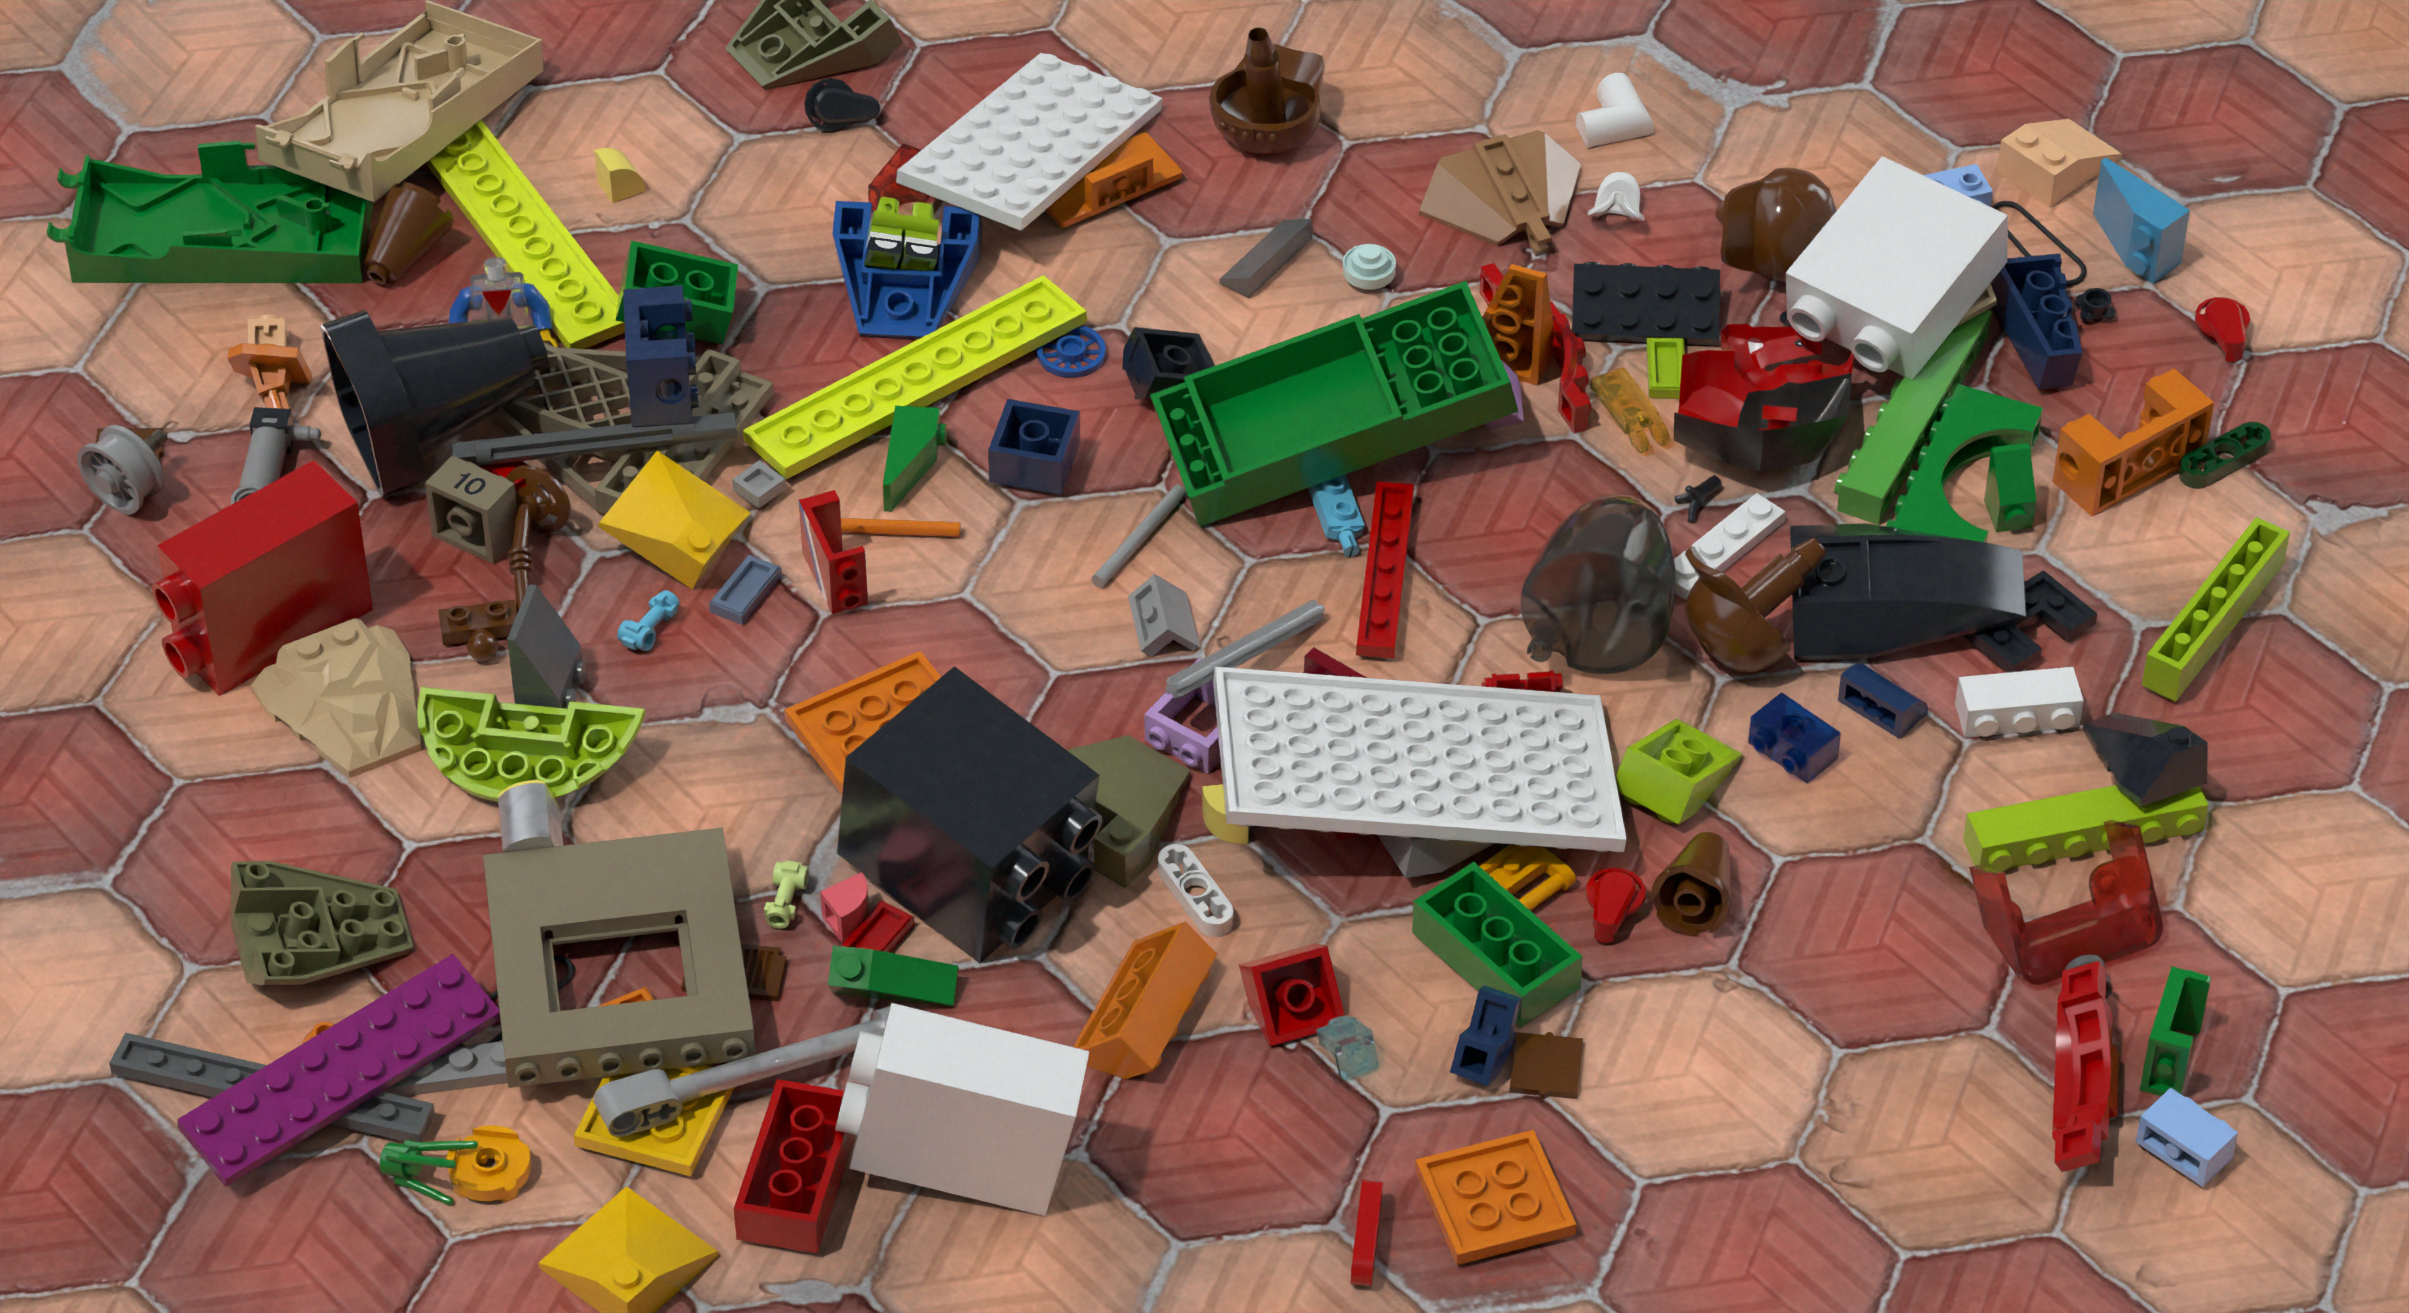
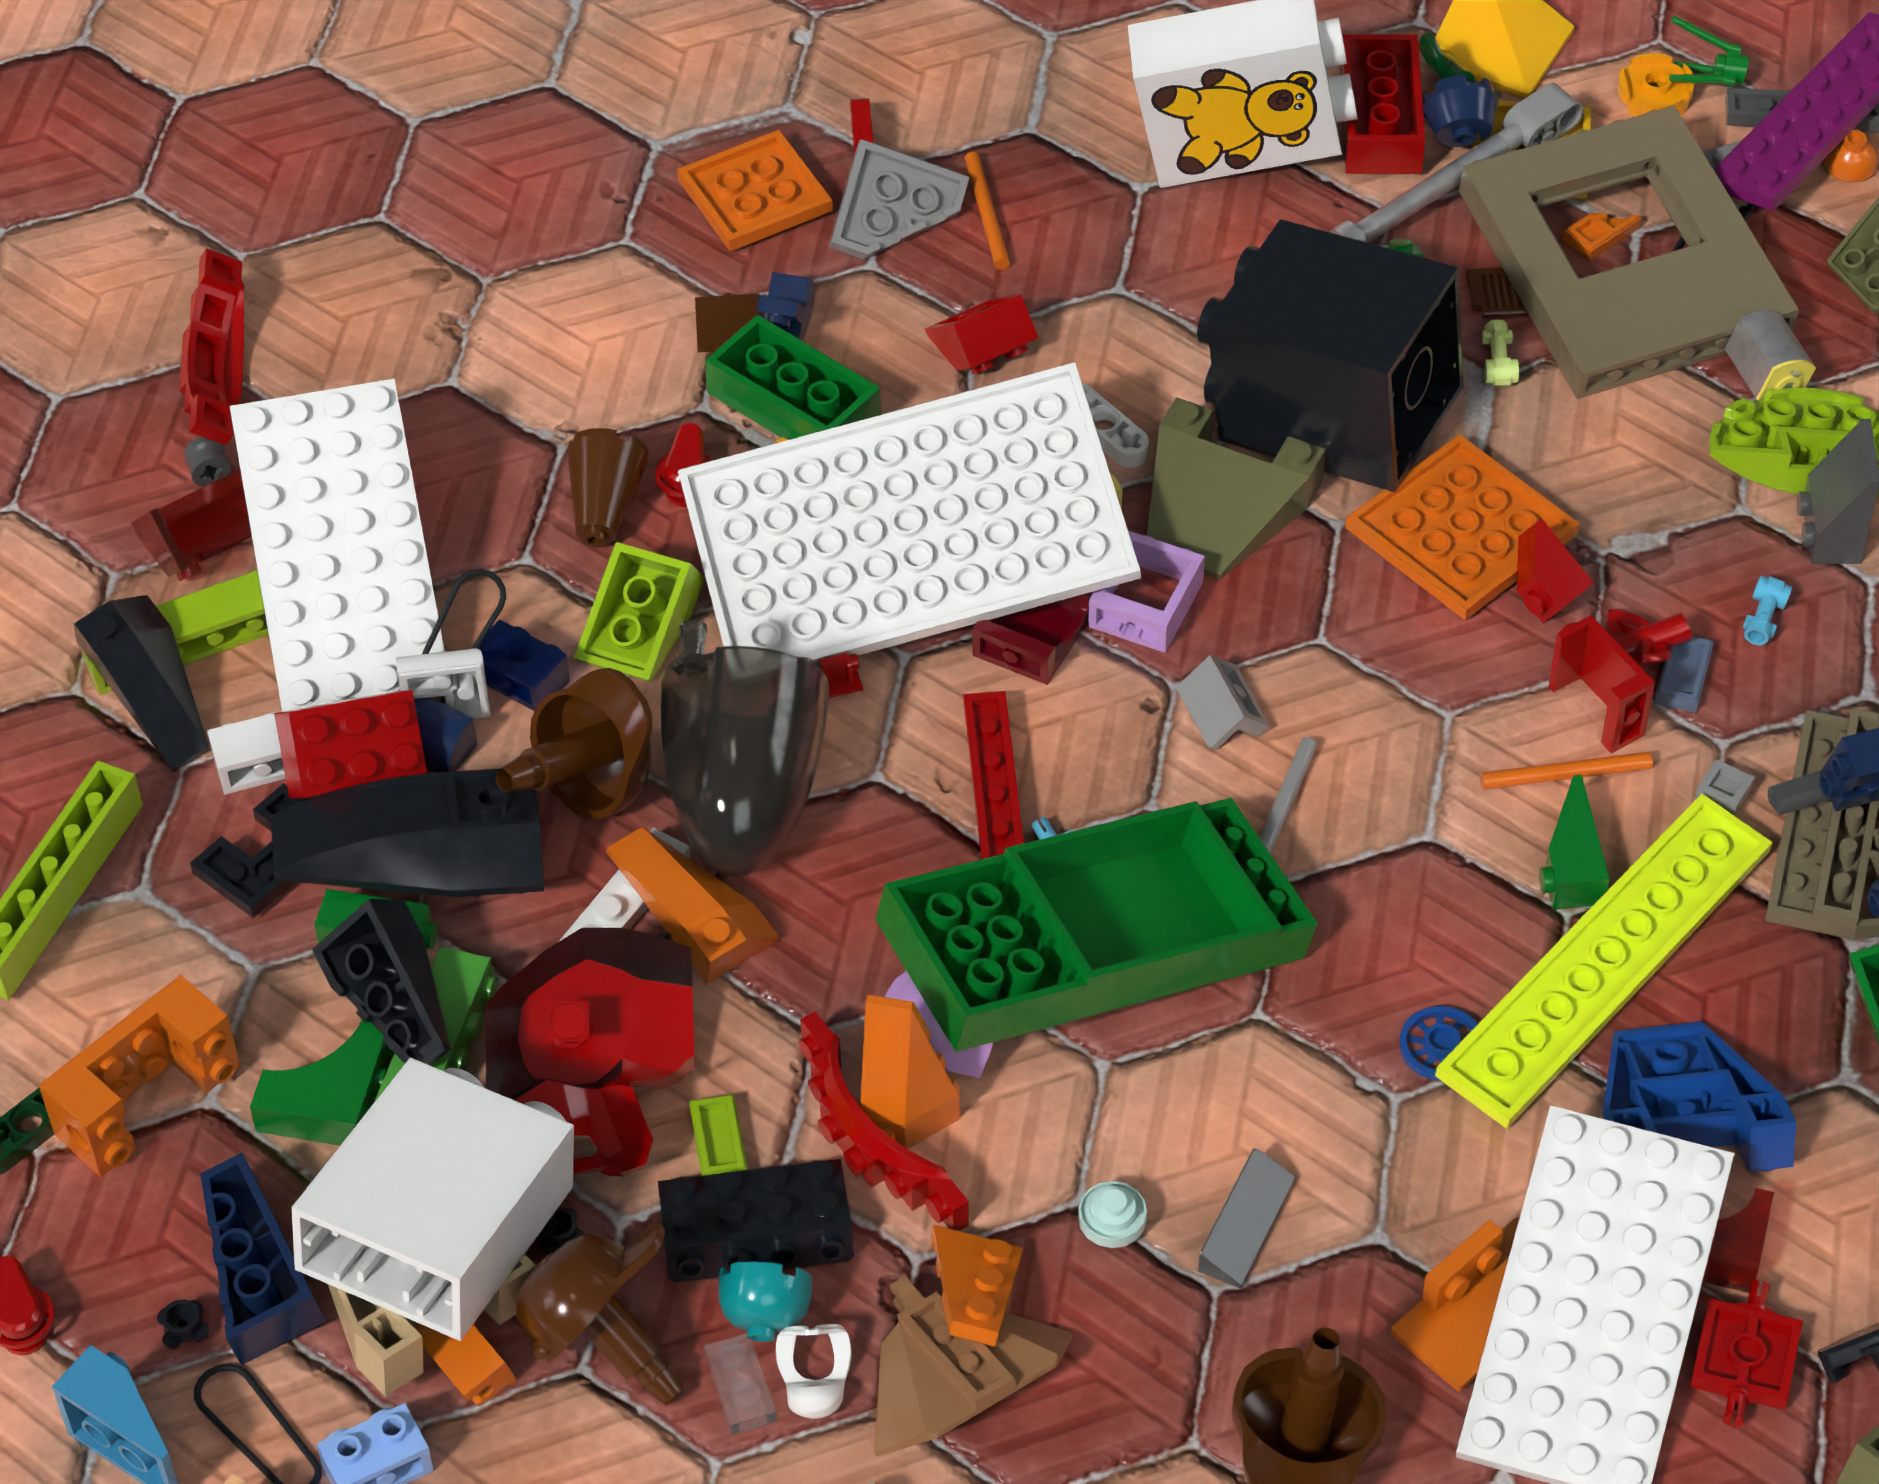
camera: 170 degrees right, 5 degrees up
(674, 519) = (1787, 704): yellow slope -> none
(703, 1184) = (1443, 62): none -> dark green plant
(724, 1109) = (1461, 110): none -> dark blue cone
(778, 599) = (1647, 641): none -> red plant
(835, 657) = (1547, 572): none -> red slope
(902, 236) = (1681, 1103): lime hips -> none
(925, 115) = (1746, 1353): none -> red plate
(1034, 446) = (1432, 864): dark blue brick -> none
(1146, 1001) = (1120, 300): orange slope -> none
(1162, 359) = (1304, 1013): black slope -> none
(1245, 648) = (1119, 645): light grey axle -> none
(1251, 1178) = (987, 210): none -> orange bar
(1350, 1044) = (919, 298): clear light blue bracket -> none
(1350, 1148) = (892, 200): none -> light grey plate
(1485, 224) = (975, 1282): none -> orange wing
(1630, 408) = (755, 1063): clear yellow hinge -> none
(1647, 234) = (763, 1298): none -> teal cylinder
(1664, 489) = (692, 904): none -> orange wedge
(1673, 215) = (740, 1383): none -> clear plate
(1827, 724) = (449, 601): none -> black piece
(1861, 691) = (451, 674): none -> white brick
(1924, 462) = (386, 973): none -> black wedge
(1952, 646) = (349, 743): none -> red brick
(1958, 812) = (336, 540): none -> white plate
(2010, 488) = (290, 998): green slope -> none
(2169, 1051) = (124, 419): green panel -> none
(2186, 1137) = (117, 320): light blue brick -> none

